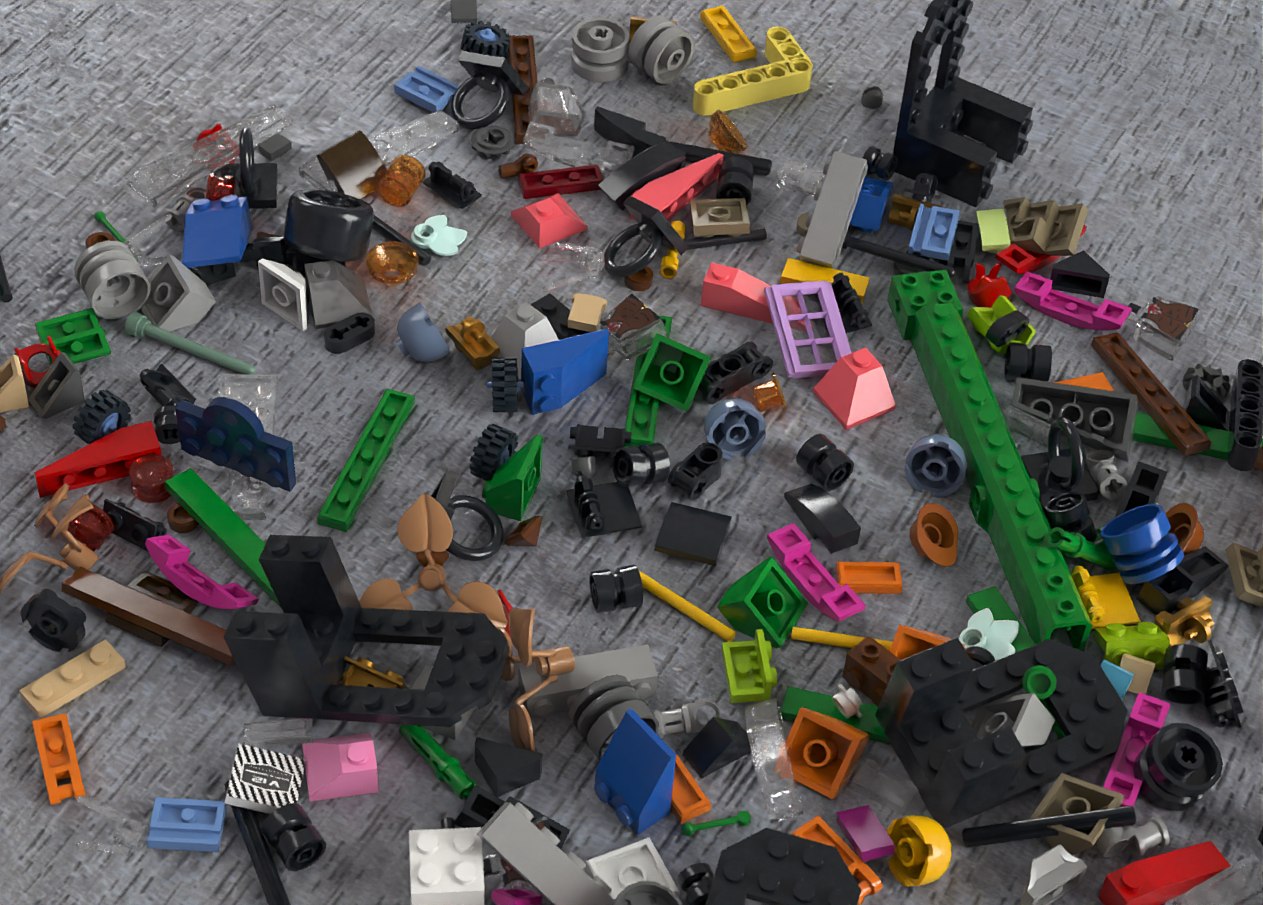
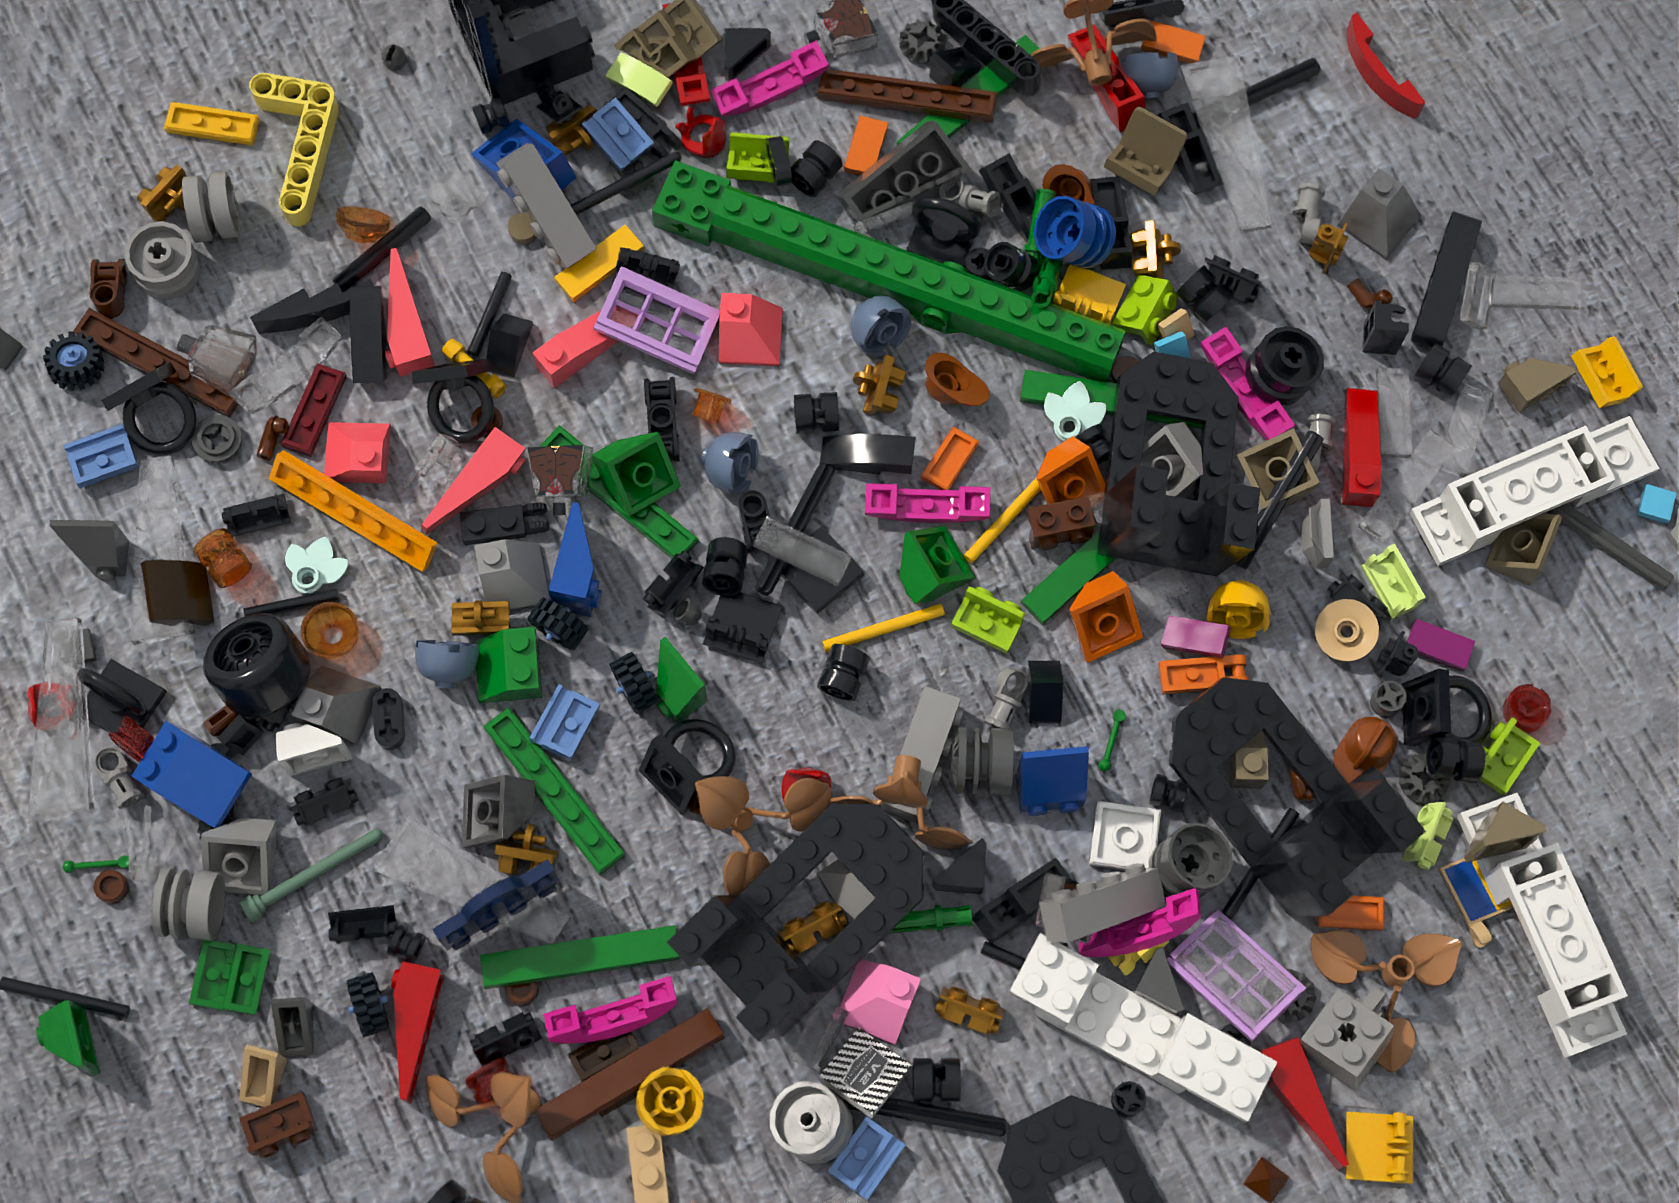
camera: 55 degrees left, 25 degrees up
(30, 377) = (234, 1039): red piece -> none
(54, 621) = (589, 1168): black plate -> none
(143, 644) = (669, 1101): none -> yellow cylinder
(149, 478) = (461, 993): clear red wheel -> none
(190, 756) = (811, 1122): none -> wheel
(263, 328) = (311, 804): none -> black hinge
(310, 455) = (512, 852): none -> pearl gold hips
(327, 426) = (495, 809): none -> flat silver slope
(355, 107) = (96, 544): none -> dark grey slope
(385, 847) = (982, 1011): none -> pearl gold hinge
(428, 433) = (564, 722): none -> medium blue plate
(451, 381) = (509, 666): none -> green slope
(499, 235) = (353, 510): none -> light orange plate
(525, 533) = (728, 708): reddish brown slope -> none
(553, 36) = (107, 281): none -> reddish brown piece
(565, 281) = (486, 470): none -> coral slope
(586, 312) = (515, 498): tan tile -> none
(687, 797) = (1060, 739): orange tile -> none
(695, 503) = (802, 550): none -> clear tile
(707, 250) = (508, 342): none -> black slope
(714, 497) = (798, 521): none -> black axle
(719, 217) = (466, 302): dark tan plate -> none
(735, 179) = (429, 256): black wheel -> none
(772, 760) = (1082, 658): clear slope -> none
(847, 702) = (1075, 567): white plate -> none
(885, 488) = (875, 384): none -> pearl gold hips
(1039, 681) = (1158, 413): green plate -> none

